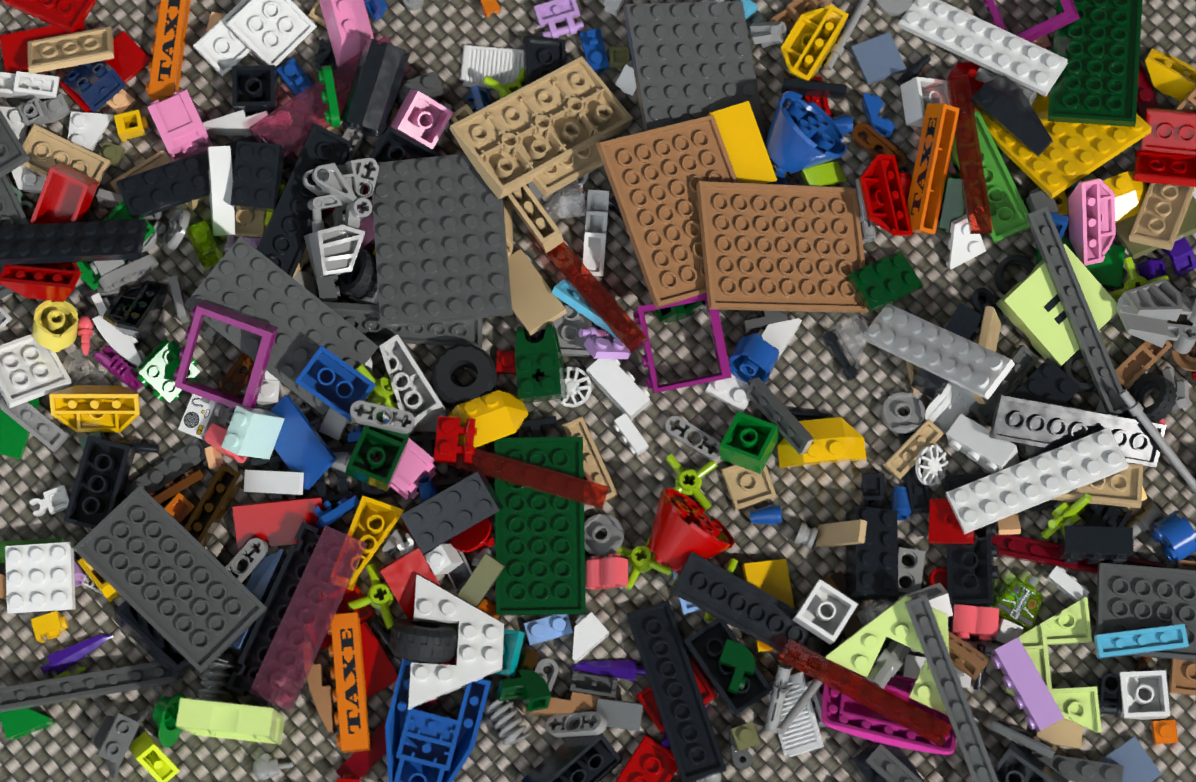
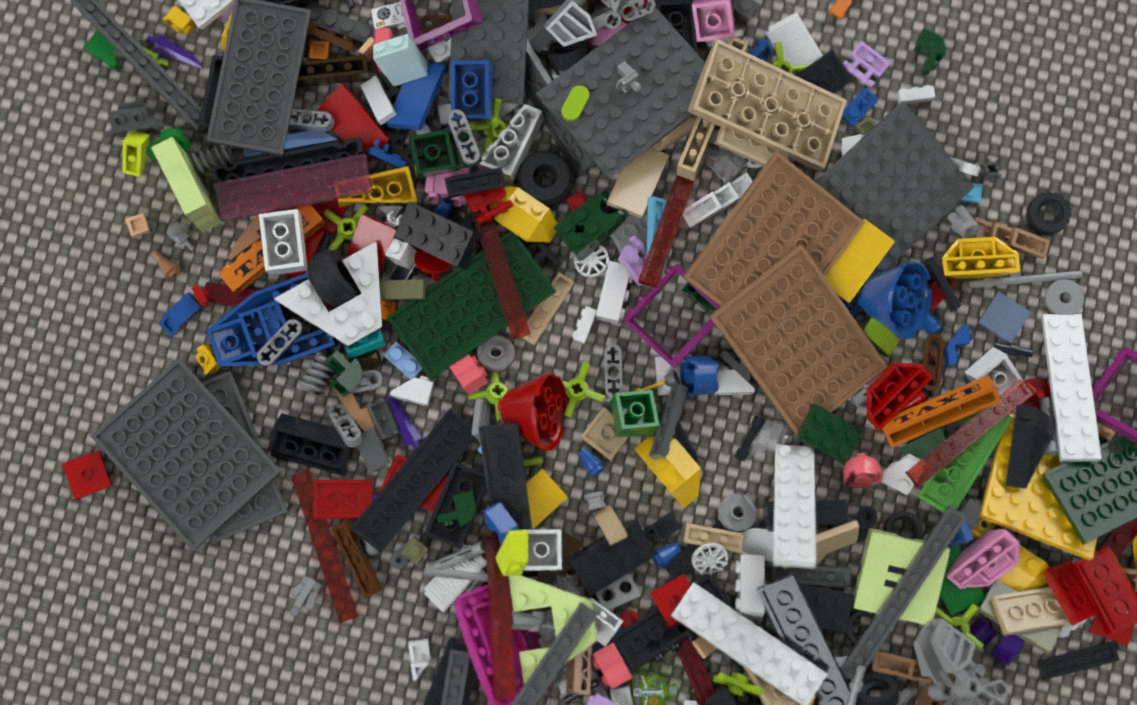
camera: 60 degrees right, 5 degrees up
(357, 663) = (283, 242): none -> white brick
(418, 295) = (575, 103): none -> lime tile
(430, 229) = (630, 79): none -> light grey piece
(430, 438) = (475, 182): none -> black plate
(443, 717) = (286, 329): none -> light grey beam
(657, 590) = (481, 416): none -> light grey tile
(737, 388) = (670, 379): none -> dark grey hinge
(774, 631) = (500, 521): none -> slope
(815, 637) = (513, 553): none -> neon yellow slope
(903, 654) = (546, 629): none -> dark grey plate
(938, 274) = (862, 471): none -> coral cylinder

